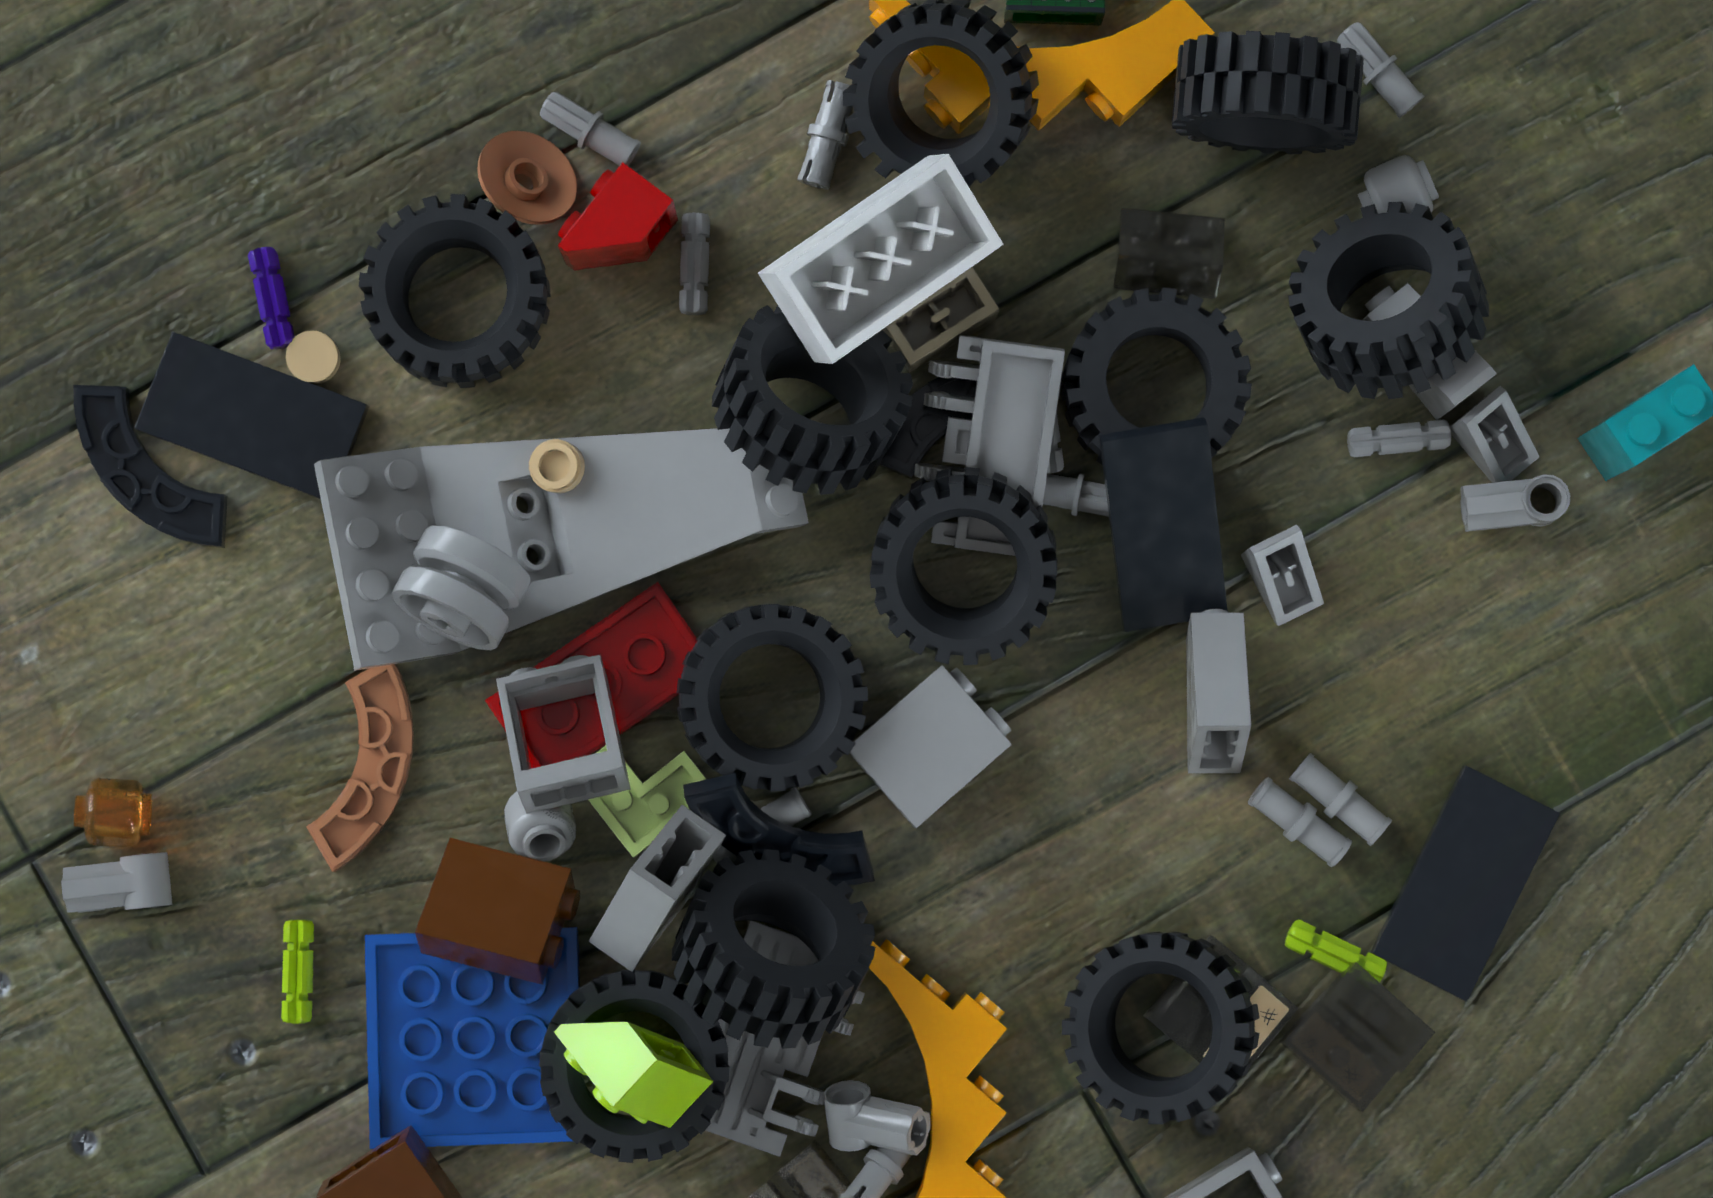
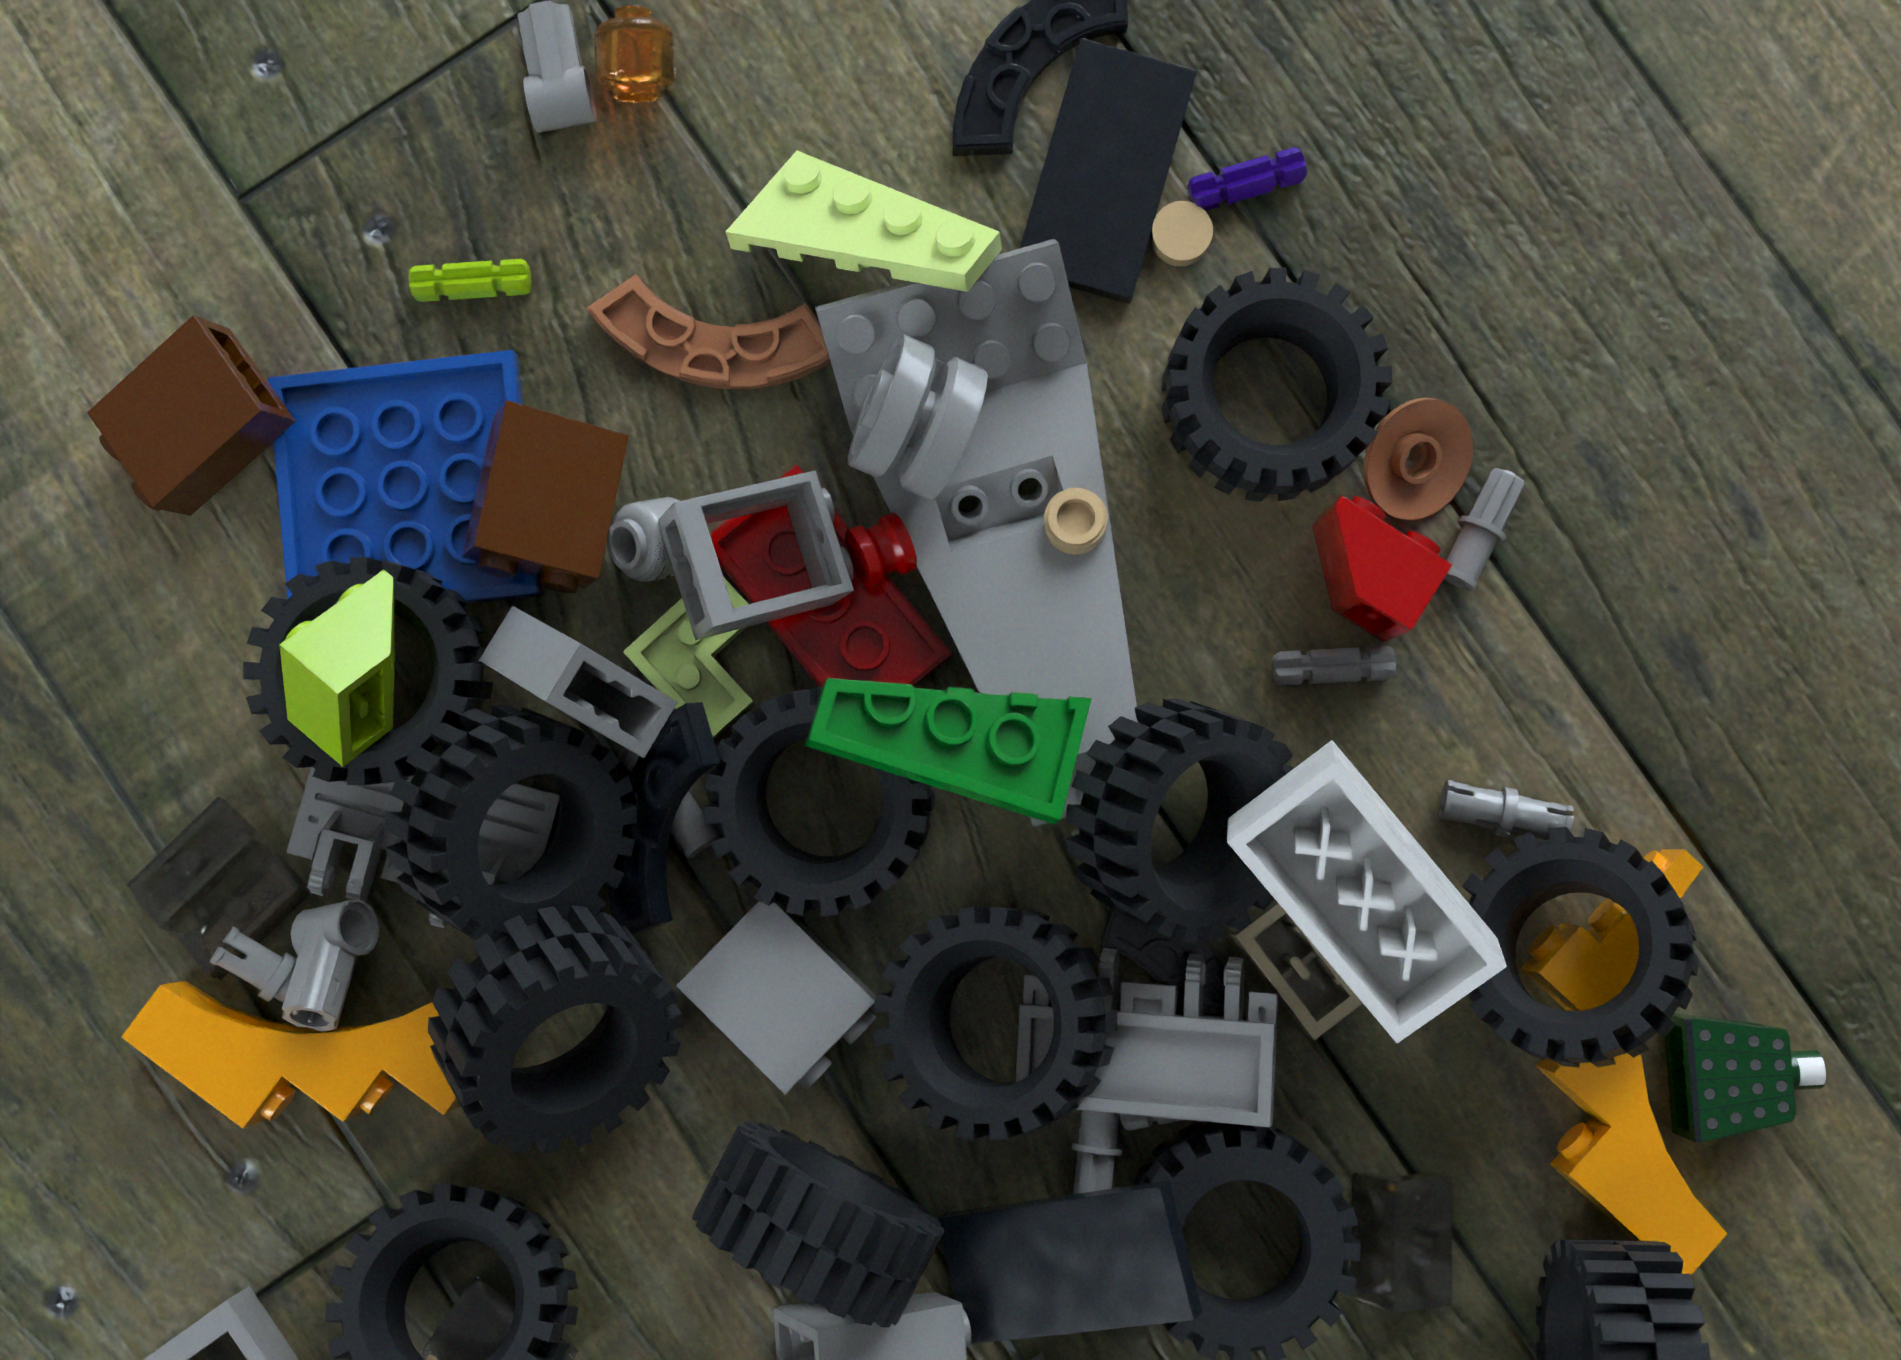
camera: 90 degrees right, 0 degrees up
(278, 640) = (861, 225): none -> yellowish green wing
(566, 631) = (881, 549): none -> red wheel
(737, 559) = (978, 745): none -> green wing
(908, 947) = (521, 985): none -> black tyre
(1113, 719) = (817, 1225): none -> black tyre

